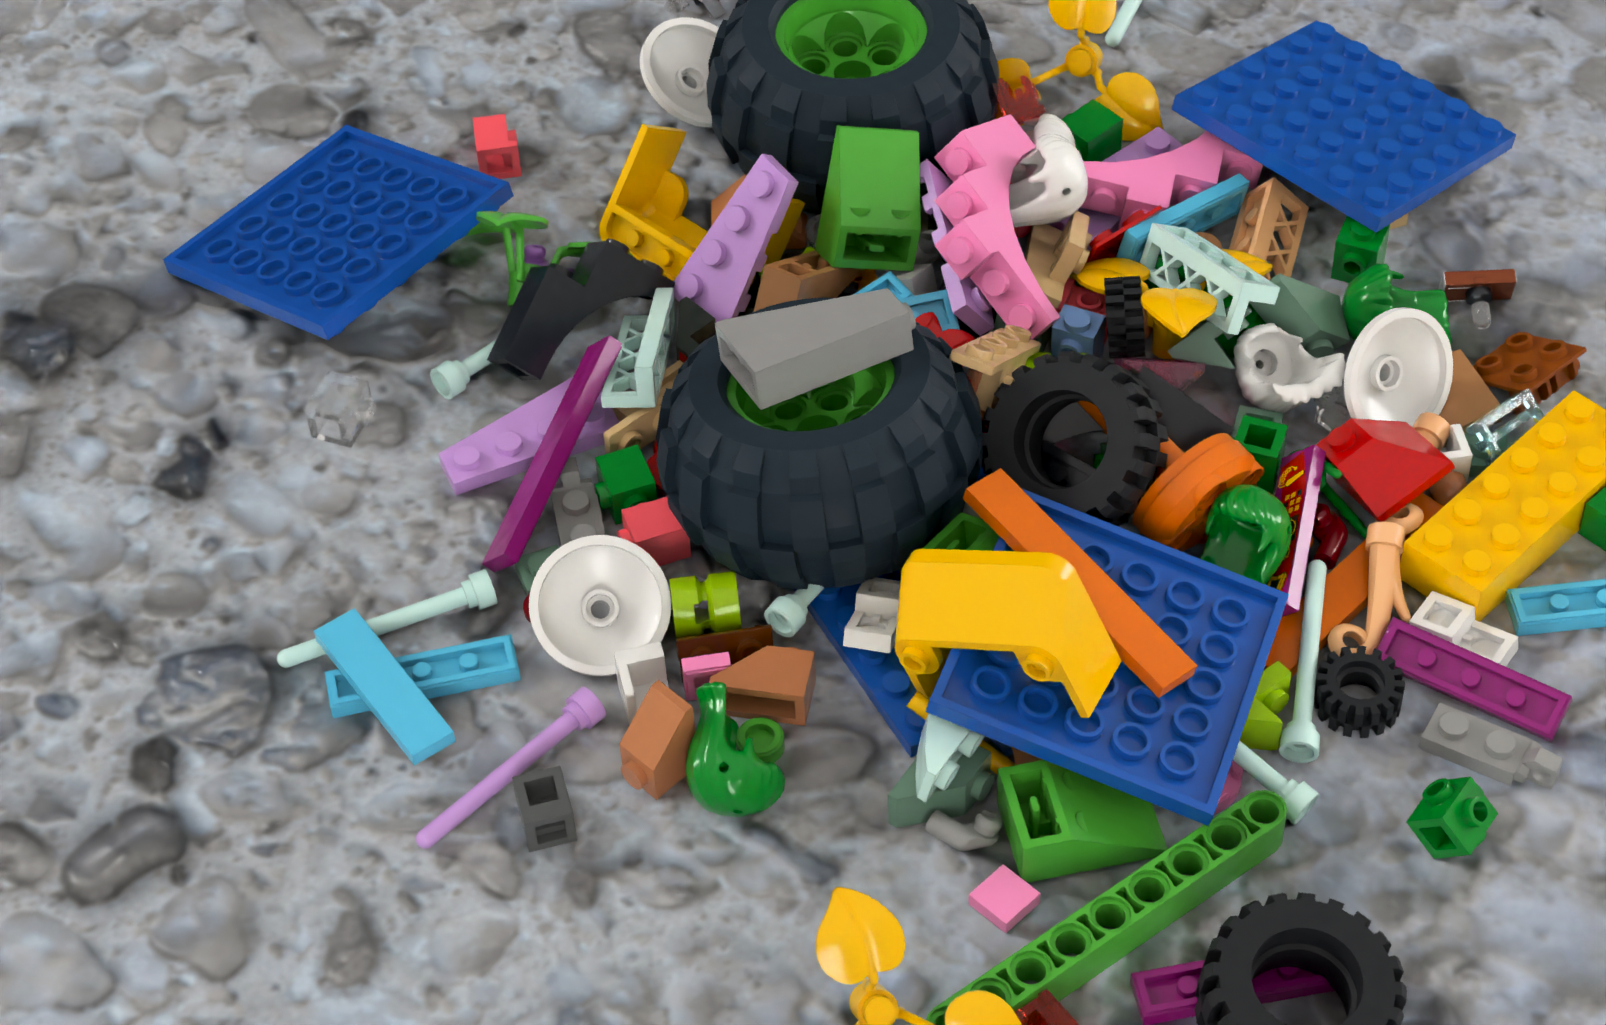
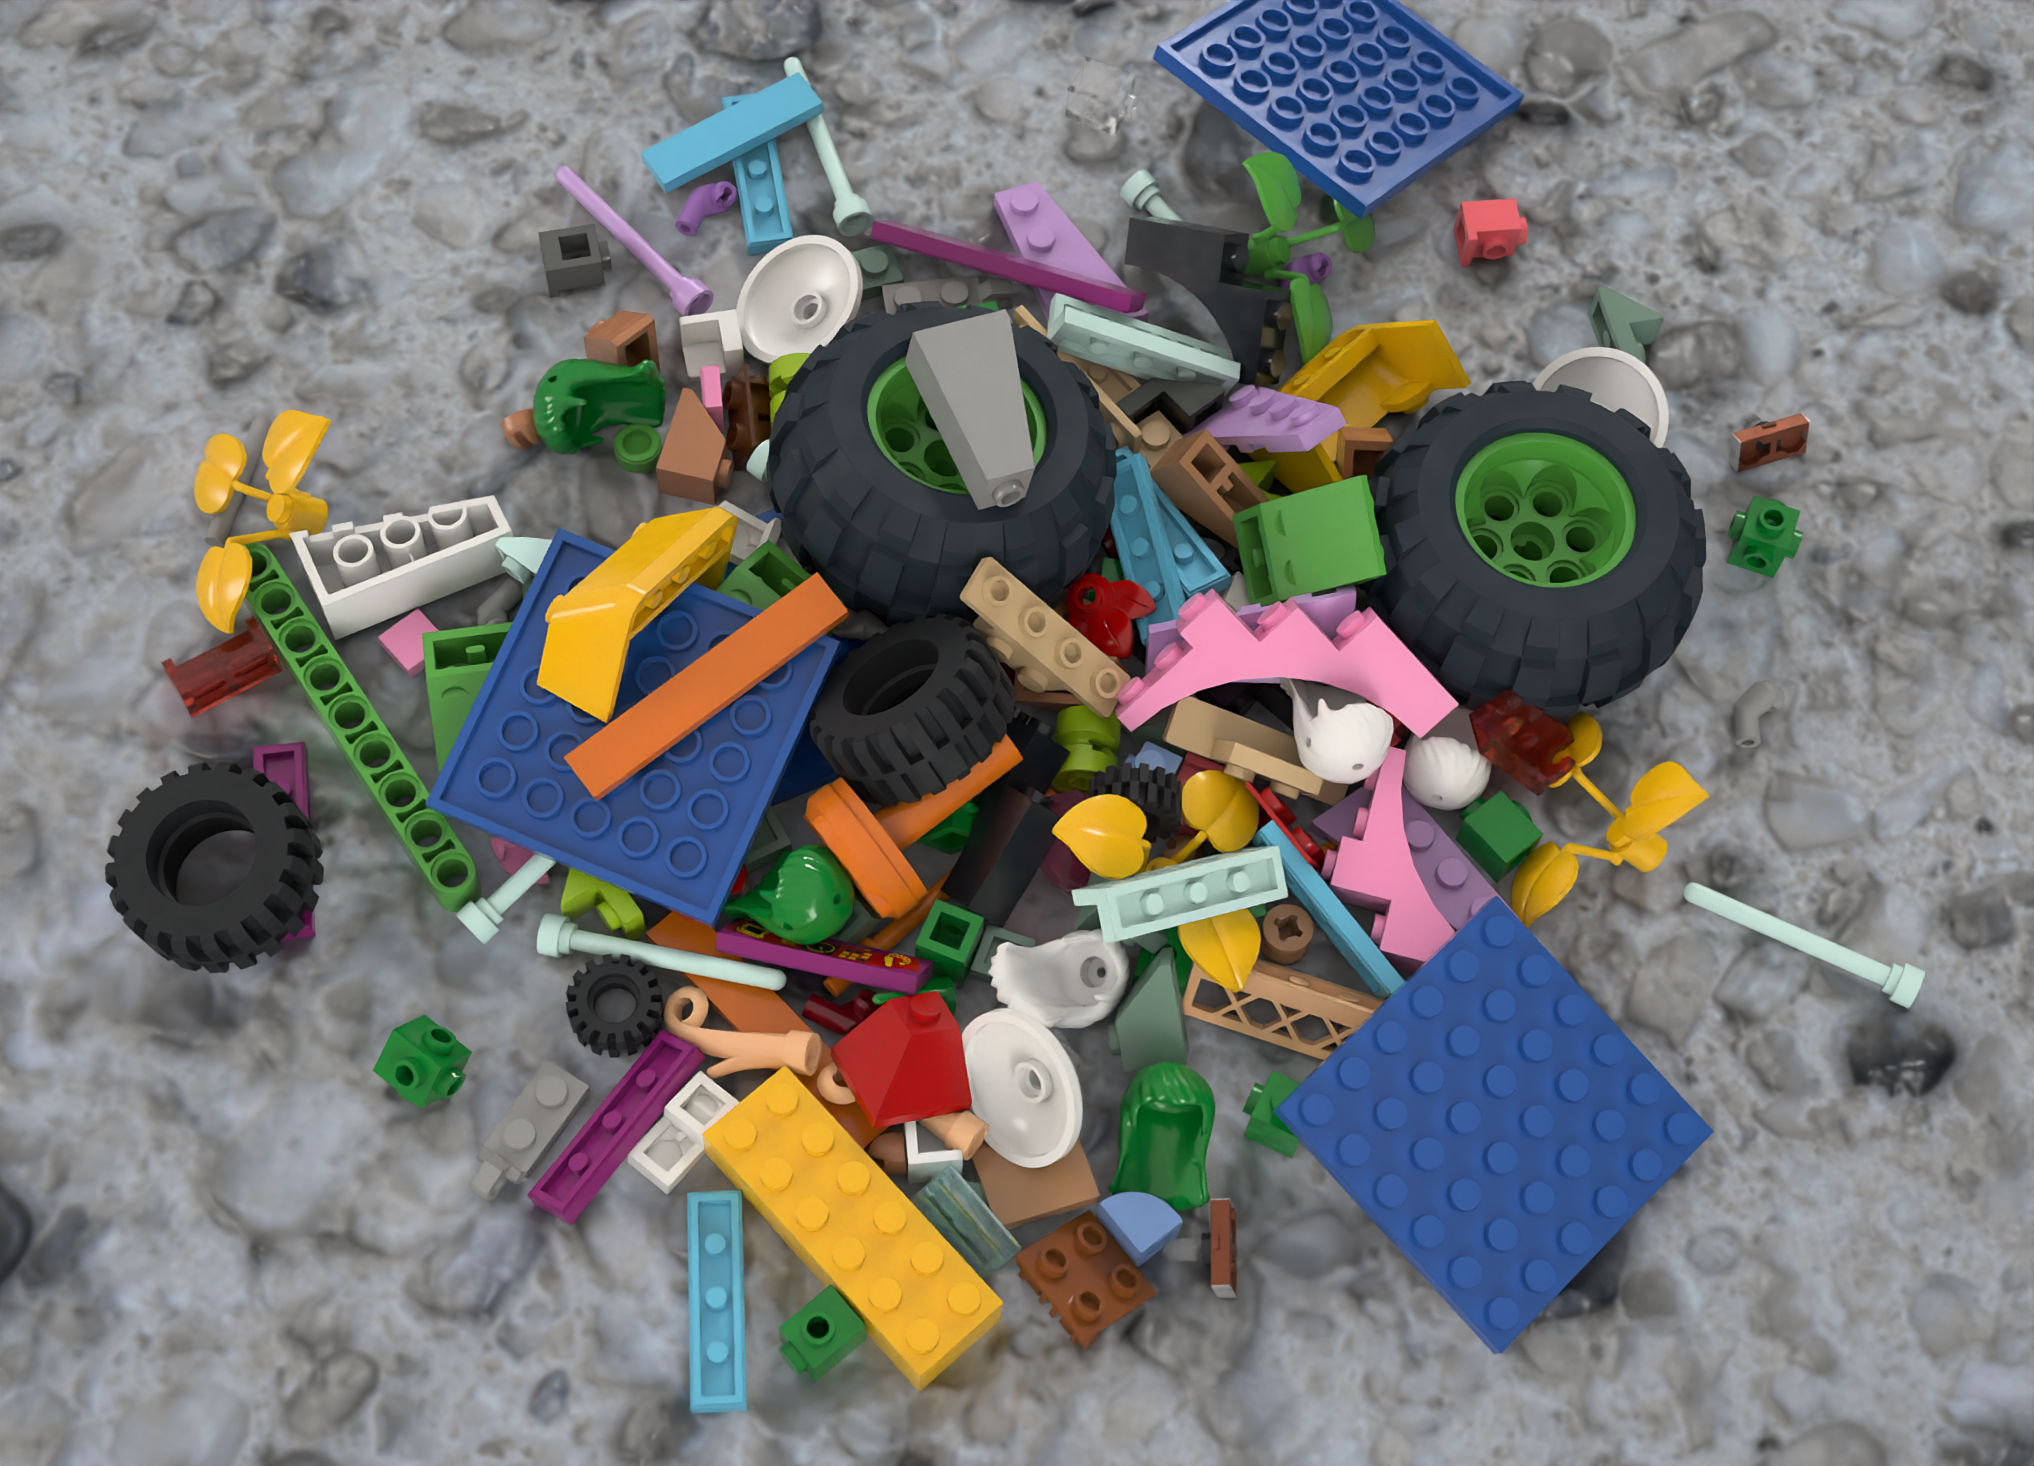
camera: 85 degrees right, 15 degrees up
(462, 713) = (705, 202): none -> medium lavender arm
(600, 71) = (1623, 322): none -> sand green slope
(748, 833) = (520, 429): none -> nougat hinge
(943, 920) = (400, 563): none -> white wedge
(1476, 329) = (1139, 1223): none -> medium blue brick

